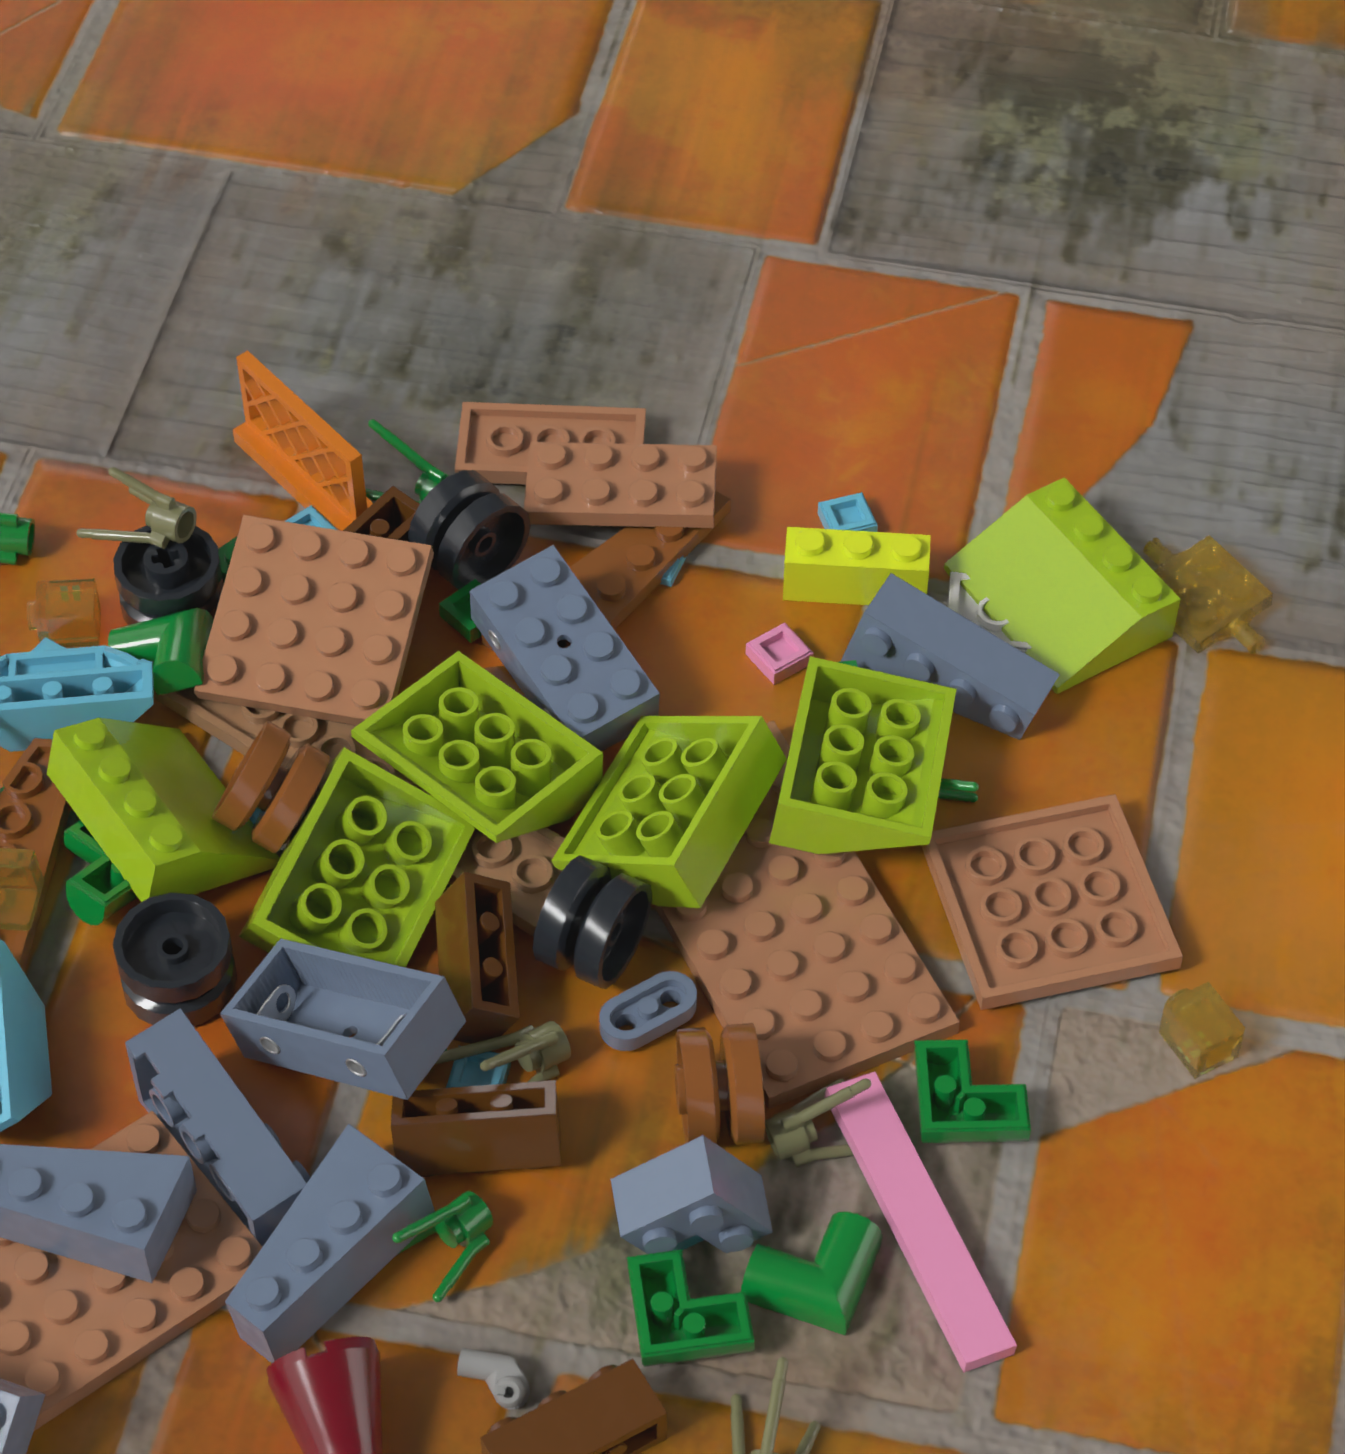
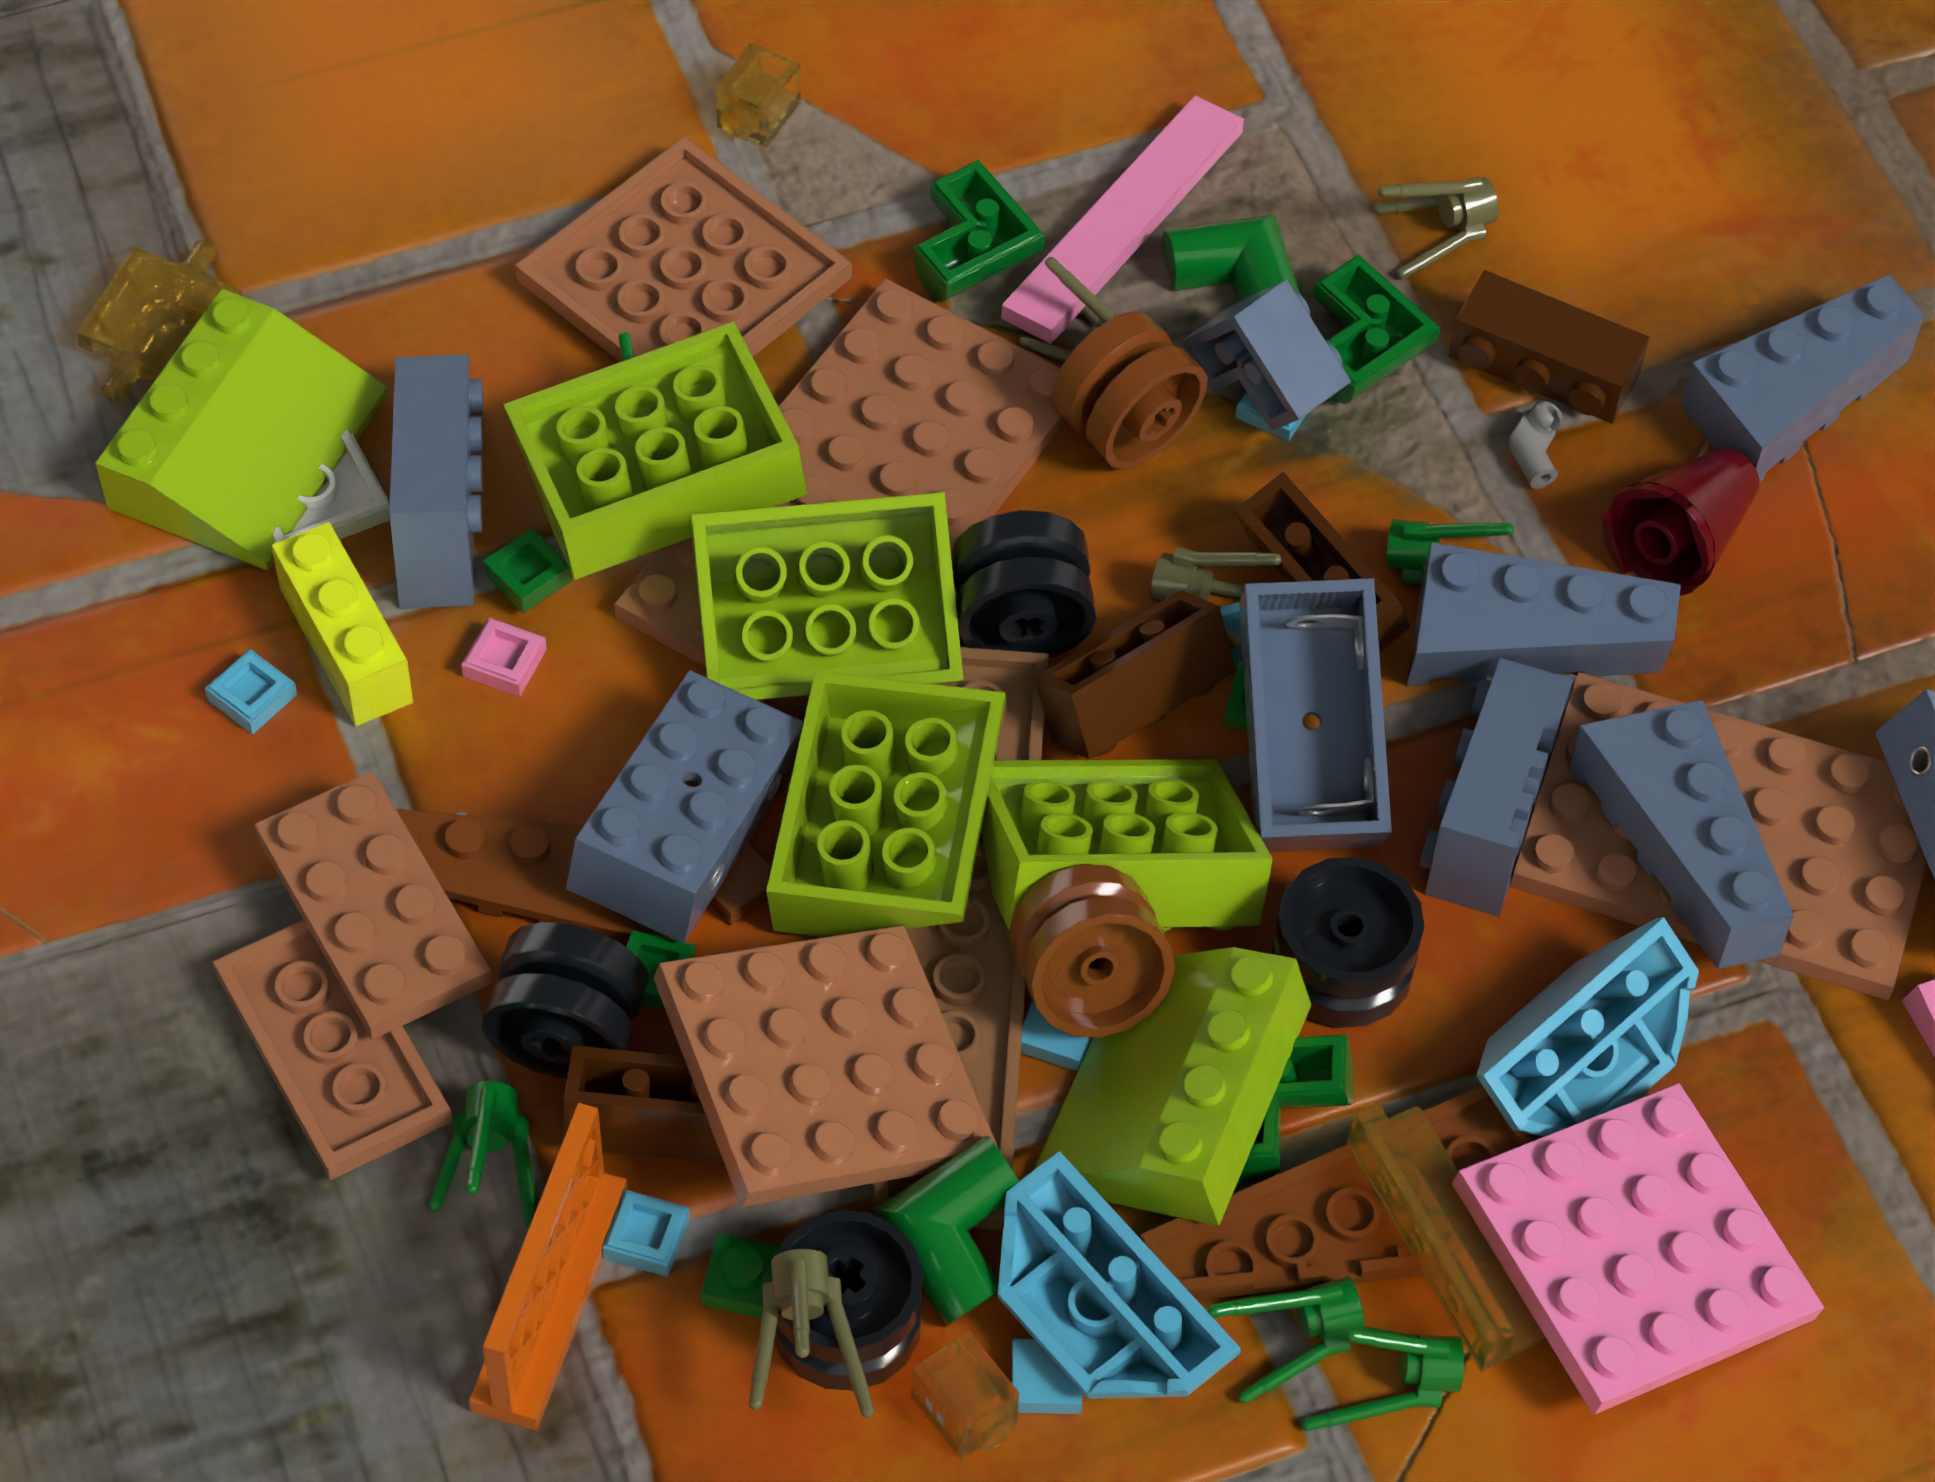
camera: 125 degrees left, 5 degrees up
(644, 1010) = (1094, 519): sand blue plate -> none

